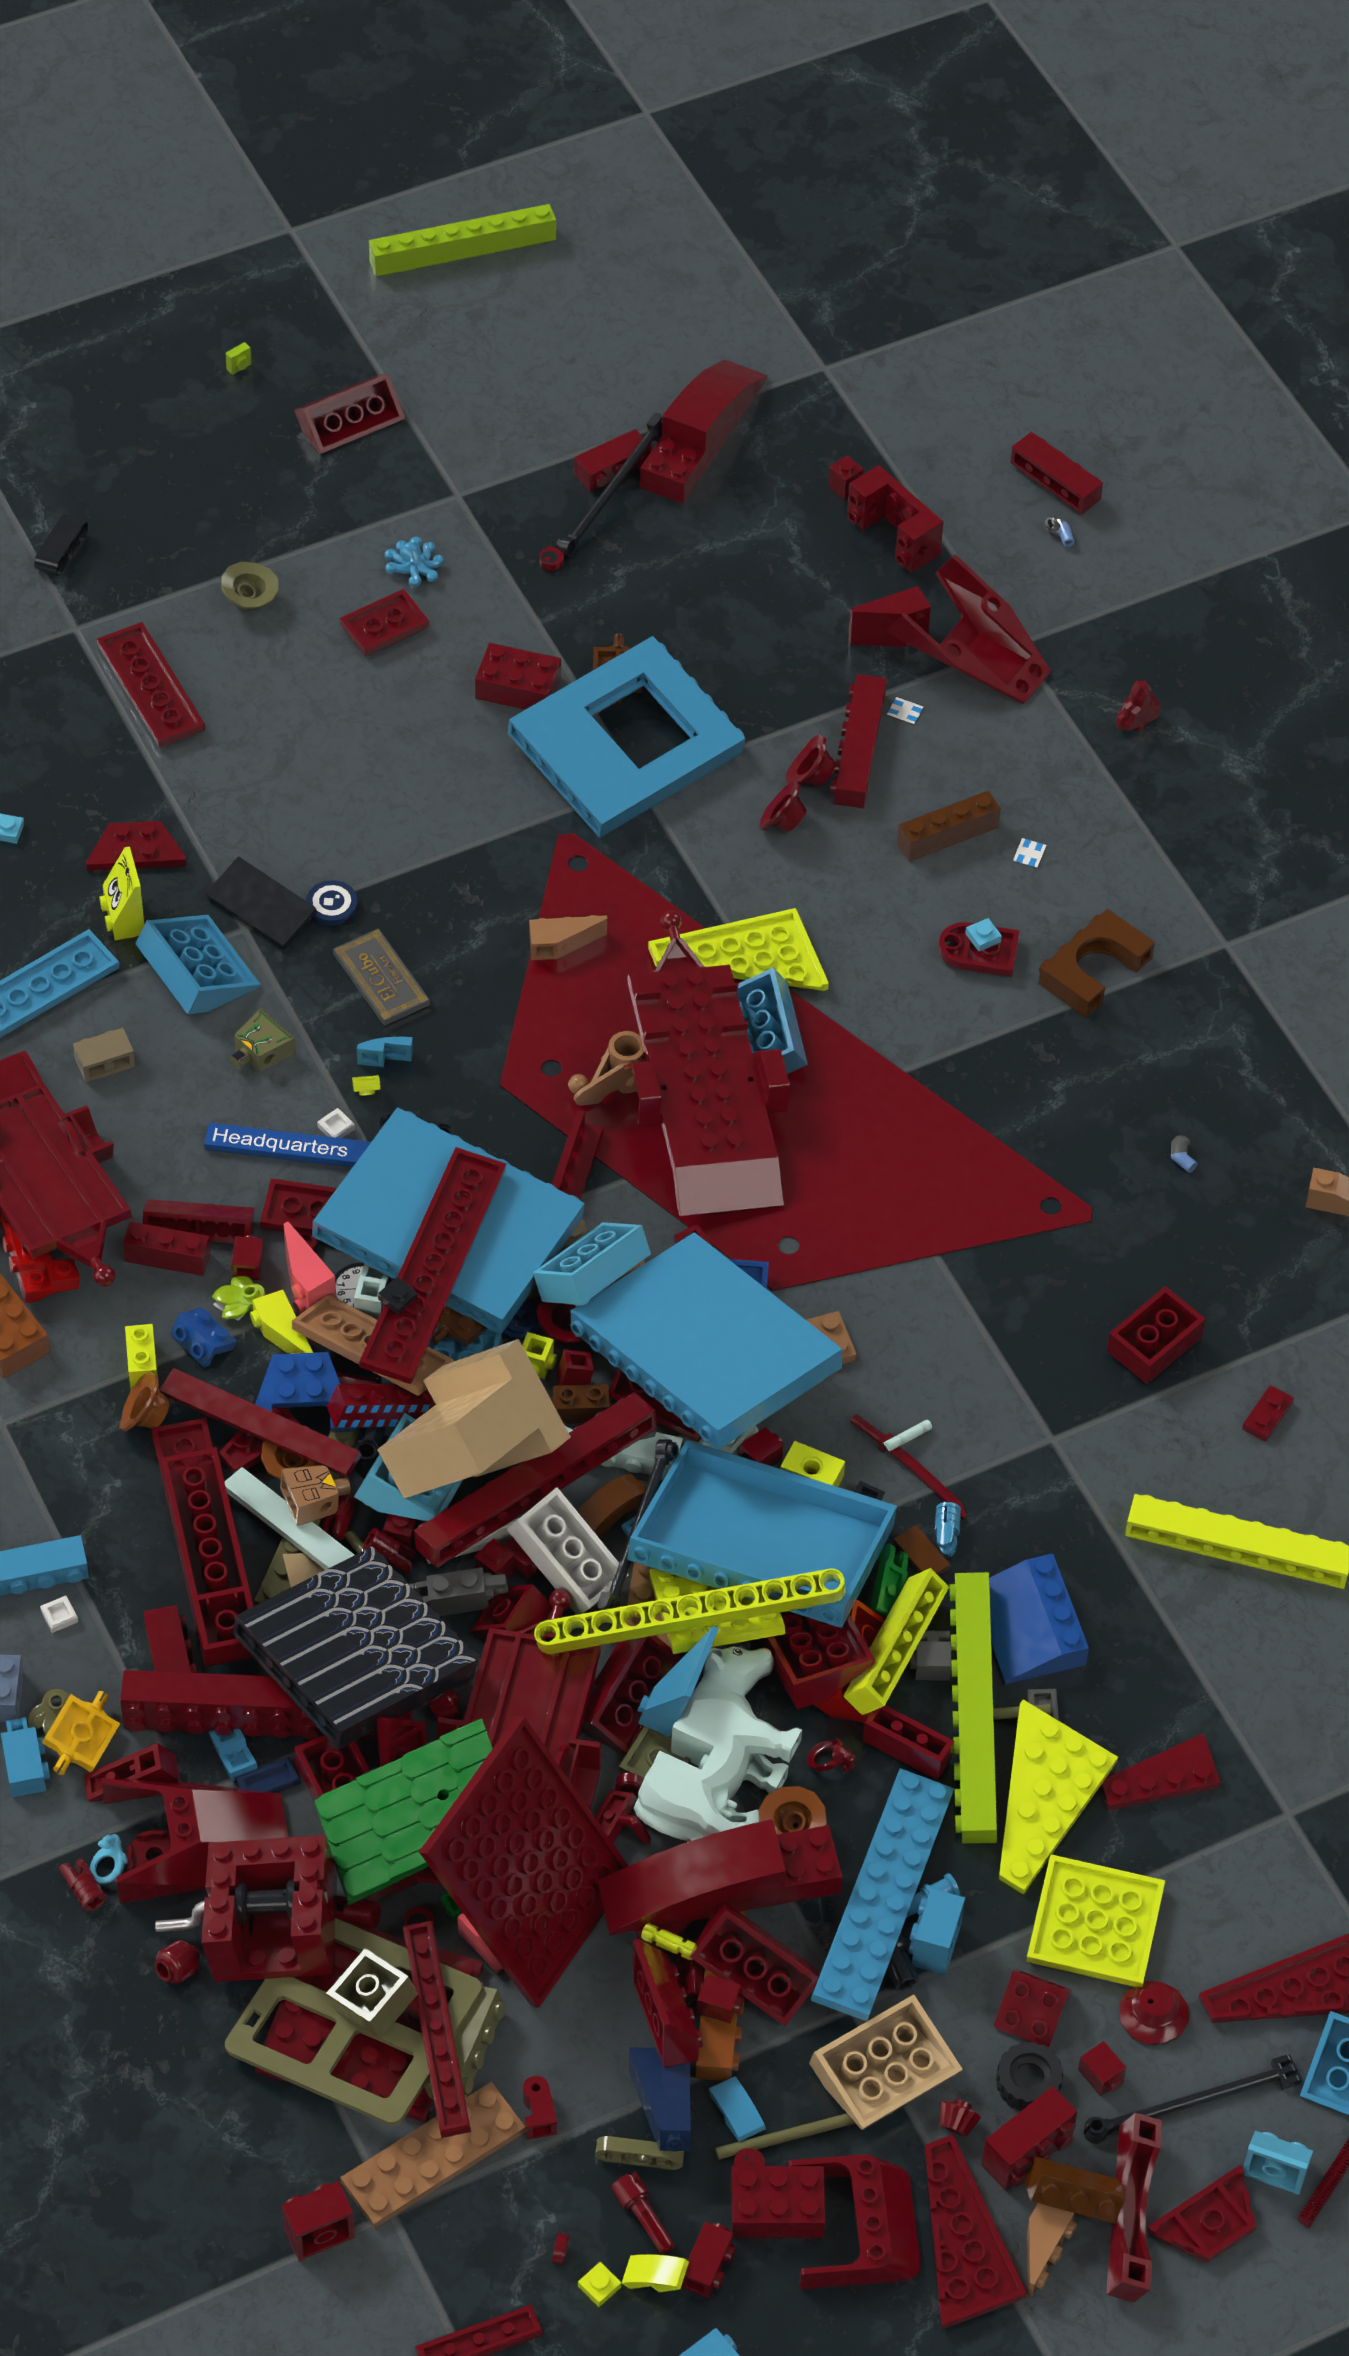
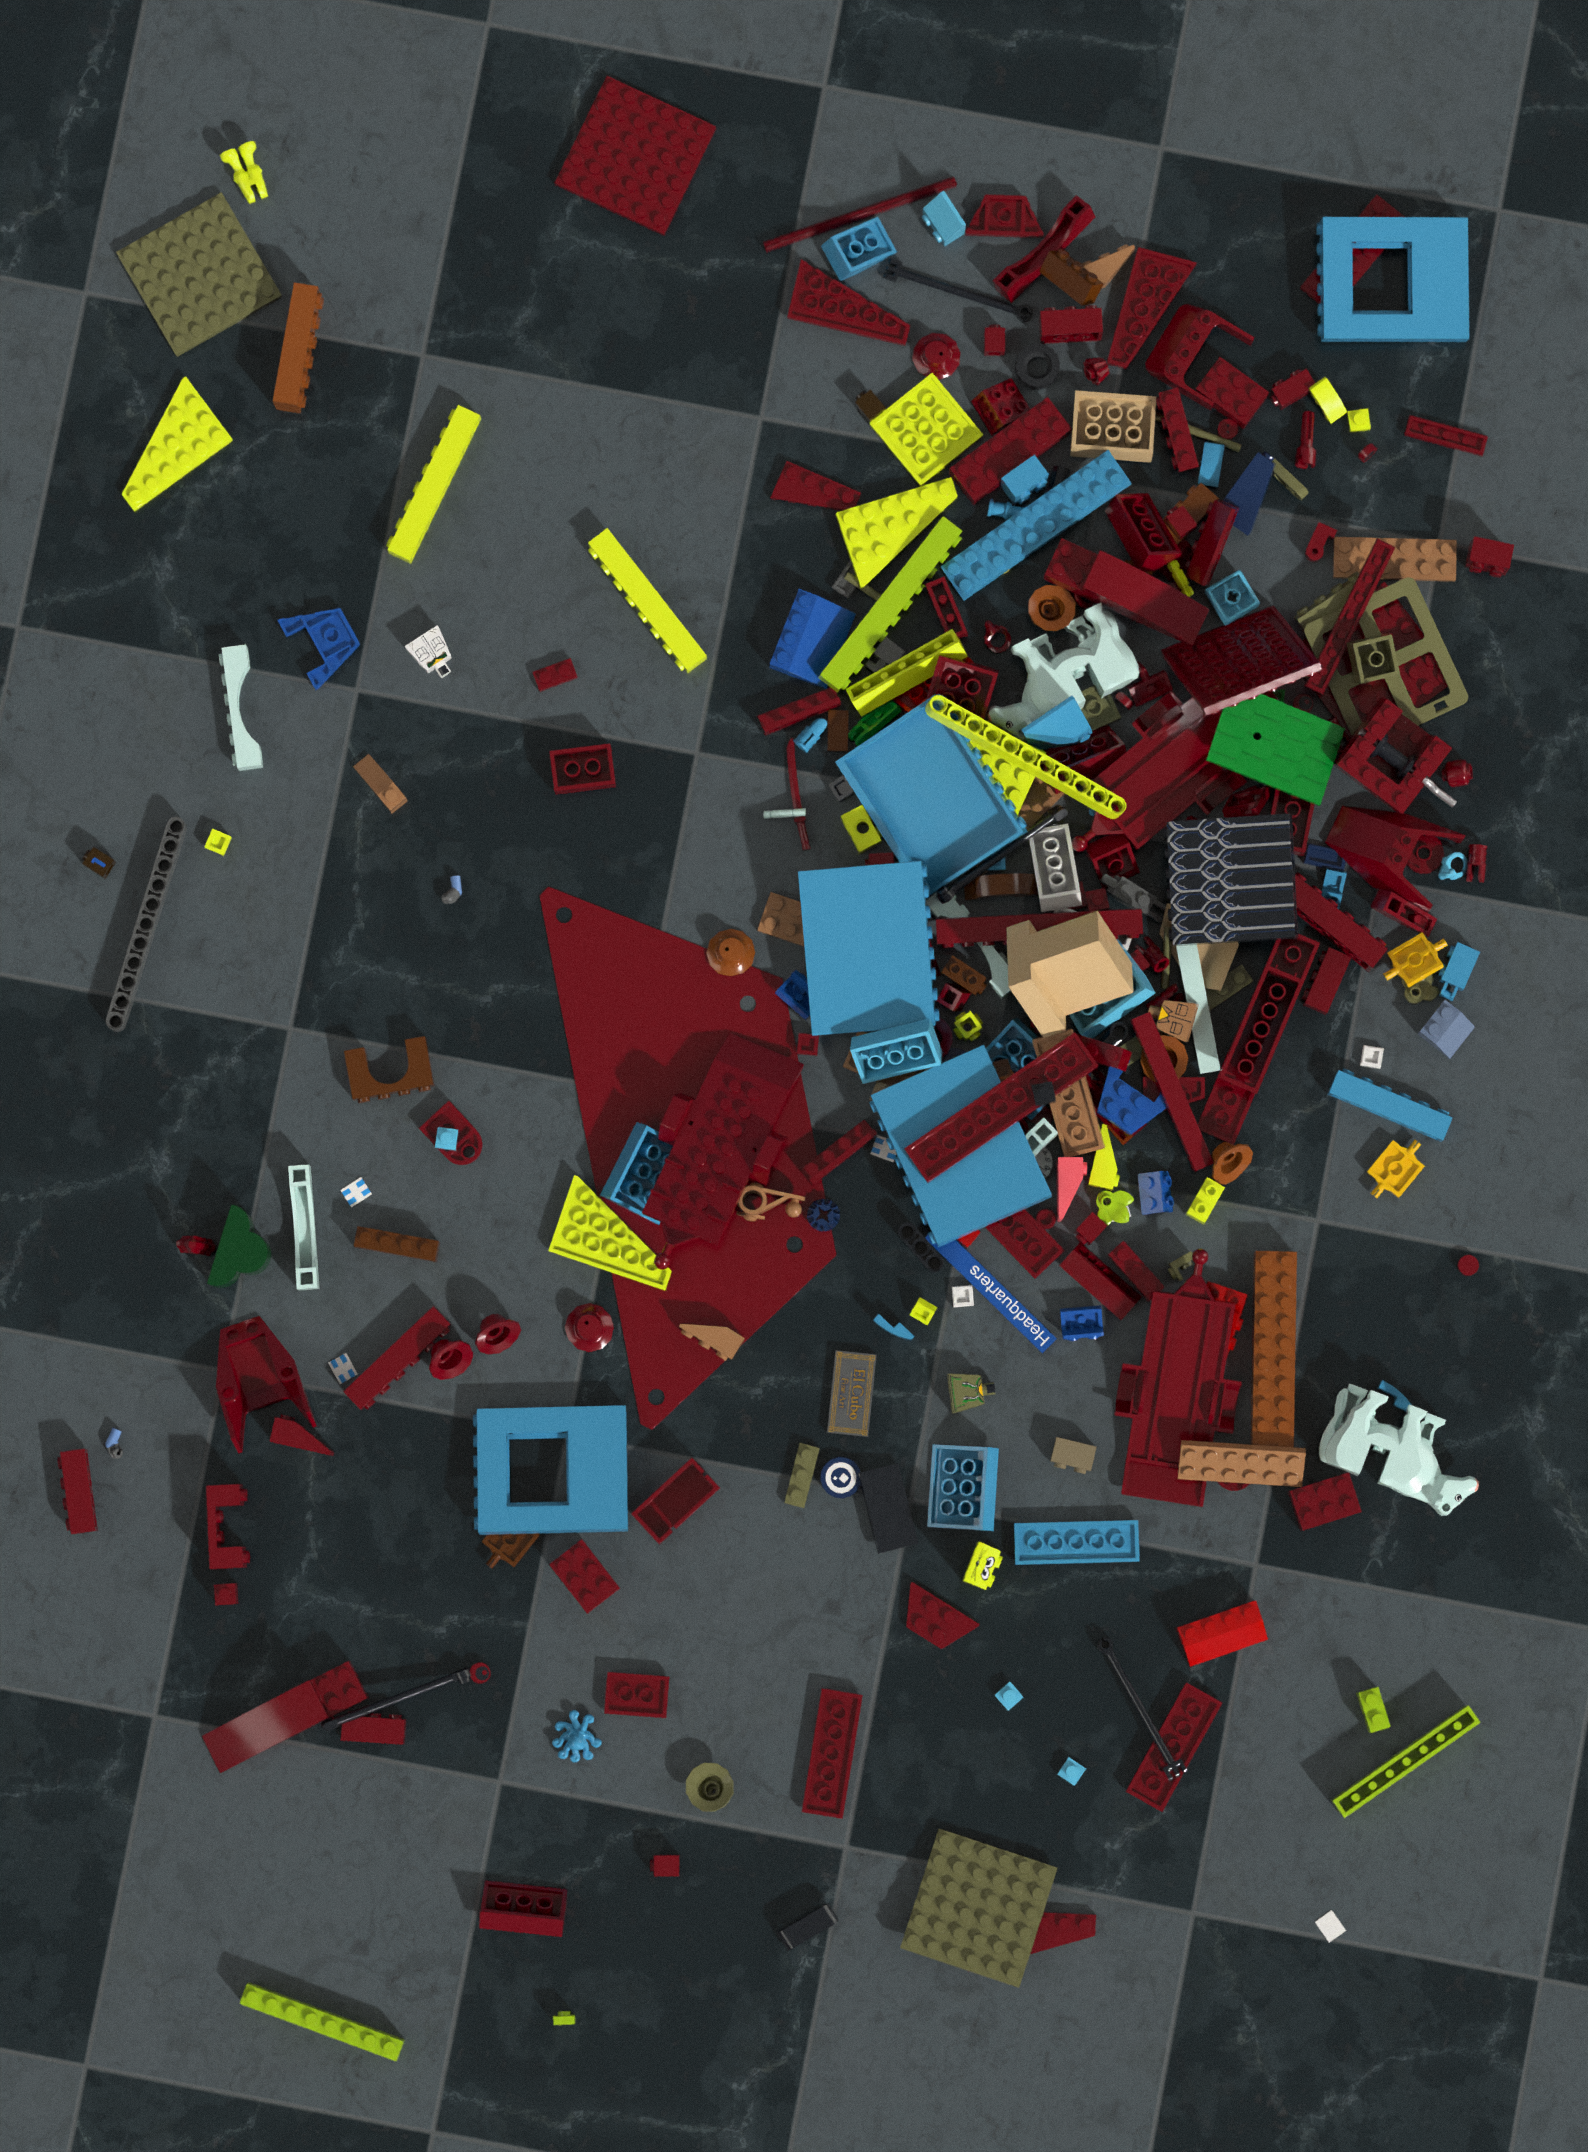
camera: 140 degrees left, 30 degrees up
(123, 1285) = (1183, 1262): none -> olive bracket
(187, 1169) = (1081, 1322): none -> blue bracket
(240, 514) = (665, 1865): none -> dark red brick
(373, 882) = (801, 1475): none -> olive plate
(481, 781) = (675, 1501): none -> dark red piece
(549, 1113) = (821, 1224): none -> dark blue gear
(581, 1963) = (1236, 585): none -> medium azure brick
(696, 878) = (595, 1333): none -> dark red hat
(806, 2109) = (1178, 429): none -> dark red brick
(847, 1277) = (737, 958): none -> dark orange hat
(981, 1537) = (799, 711): none -> dark red fence
(981, 1959) = (1027, 436): none -> dark red brick
(1082, 812) = (304, 1227): none -> light aqua arch
(1094, 729) = (238, 1250): none -> dark green brick
(1180, 1900) = (869, 405): none -> dark brown brick

